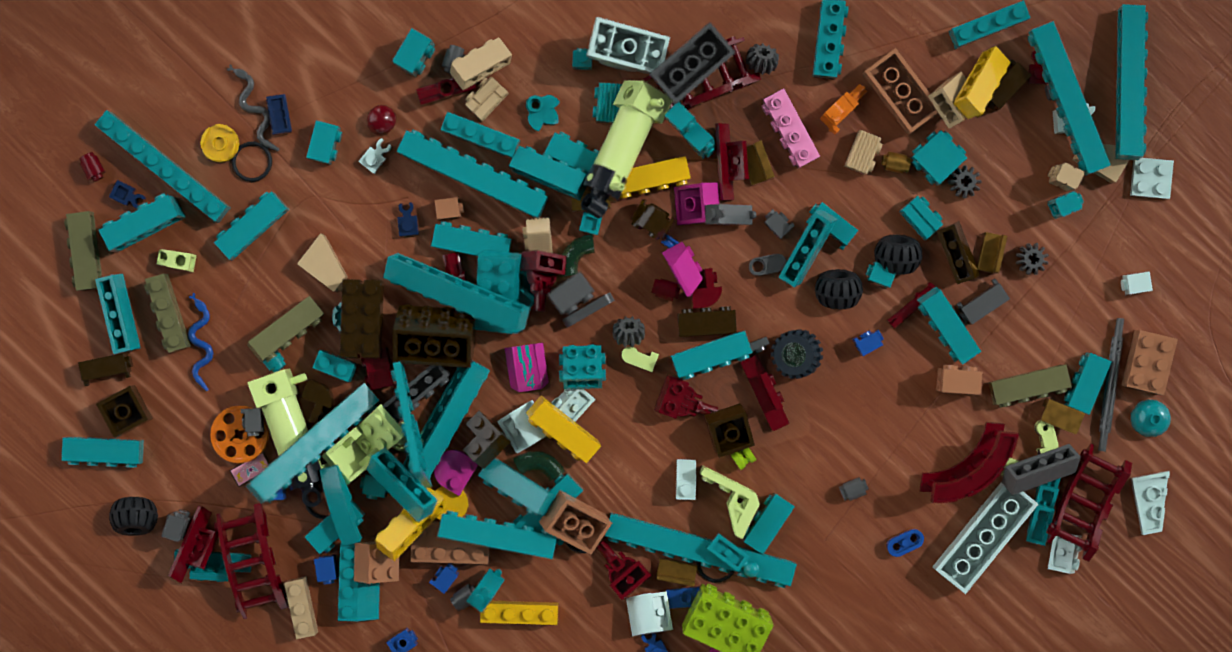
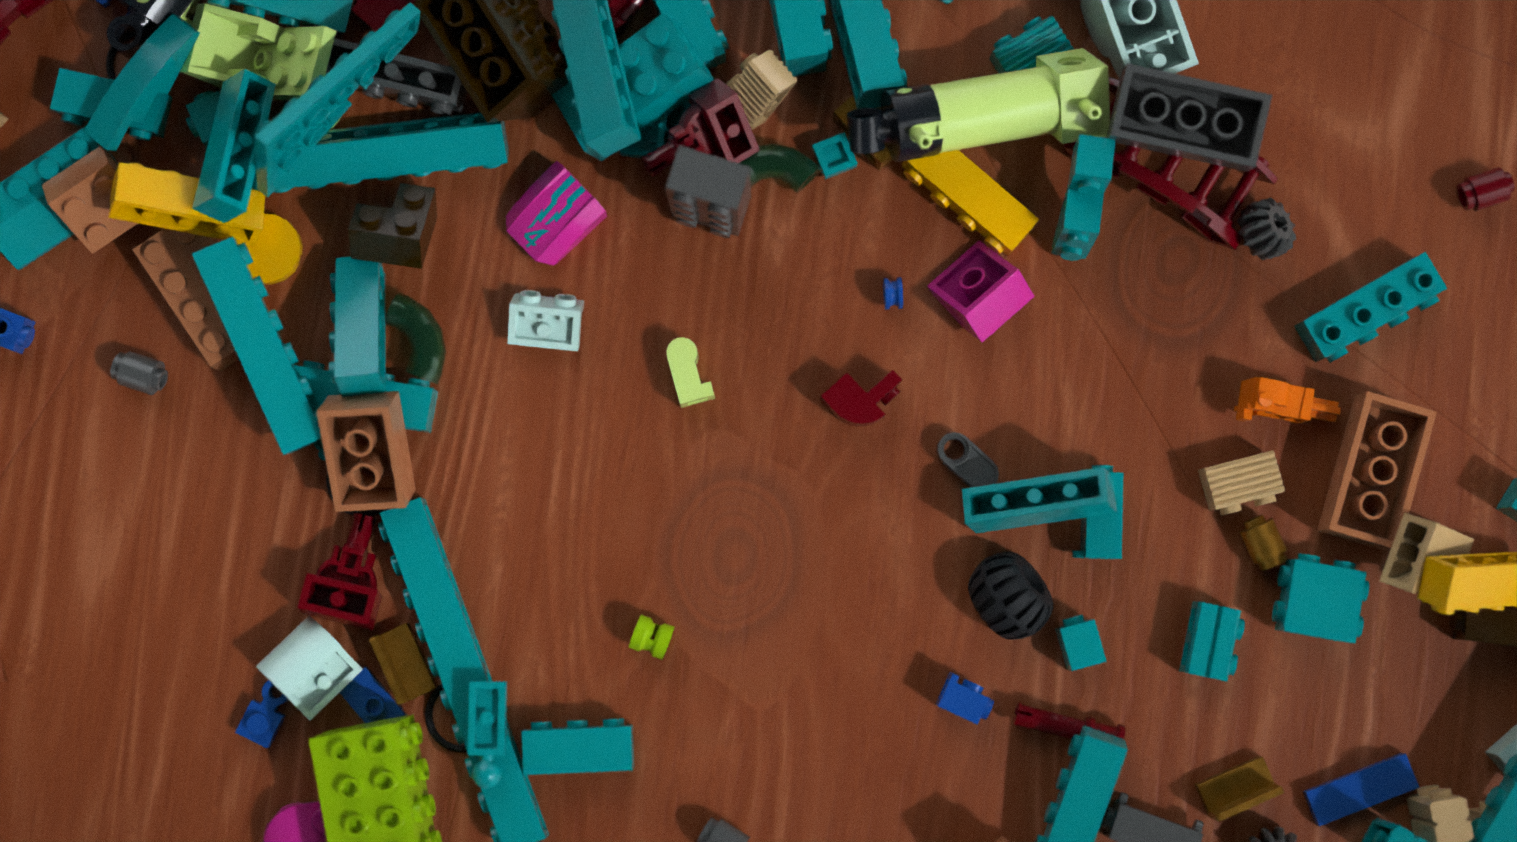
camera: 55 degrees right, 5 degrees down
(326, 569) = (35, 135): blue brick -> none
(445, 577) = (147, 321): blue brick -> none
(454, 470) = (317, 220): dark pink slope -> none
(486, 589) = (167, 391): teal brick -> none
(519, 430) = (460, 275): light aqua brick -> none
(520, 613) = (172, 469): yellow brick -> none
(563, 429) = (496, 332): yellow brick -> none
(570, 152) = (919, 54): teal brick -> none
(582, 367) = (611, 294): teal brick -> none
(588, 310) = (703, 244): dark grey beam -> none
(628, 331) = (715, 325): dark grey gear -> none
(652, 219) = (909, 239): dark brown brick -> none
(665, 289) = (818, 336): dark red brick -> none
(678, 399) = (667, 475): dark red brick -> none
(683, 267) = (871, 336): dark pink slope -> none
(686, 479) = (554, 574): light aqua slope -> none
(706, 321) = (815, 432): dark brown brick -> none
(713, 353) = (771, 472): teal brick -> none
(729, 214) = (1000, 346): dark grey brick -> none
(729, 430) = (676, 584): dark brown brick -> none
(731, 161) = (1080, 294): dark red bracket -> none
(740, 513) = (561, 692): yellowish green bracket -> none
(758, 164) = (1105, 336): pearl gold panel -> none
(759, 345) = (838, 536): dark grey plate -> none
(765, 392) = (773, 598): dark red bracket -> none
(778, 223) = (1040, 432): dark grey brick -> none
(791, 129) = (1195, 347): bright pink brick -> none
(797, 353) = (867, 602): black wheel -> none
(898, 253) = (1130, 647): black wheel -> none
(958, 252) = (1201, 736): dark brown brick -> none
(968, 189) = (1327, 667): dark grey gear -> none
(1030, 199) = (1361, 789): none -> blue tile

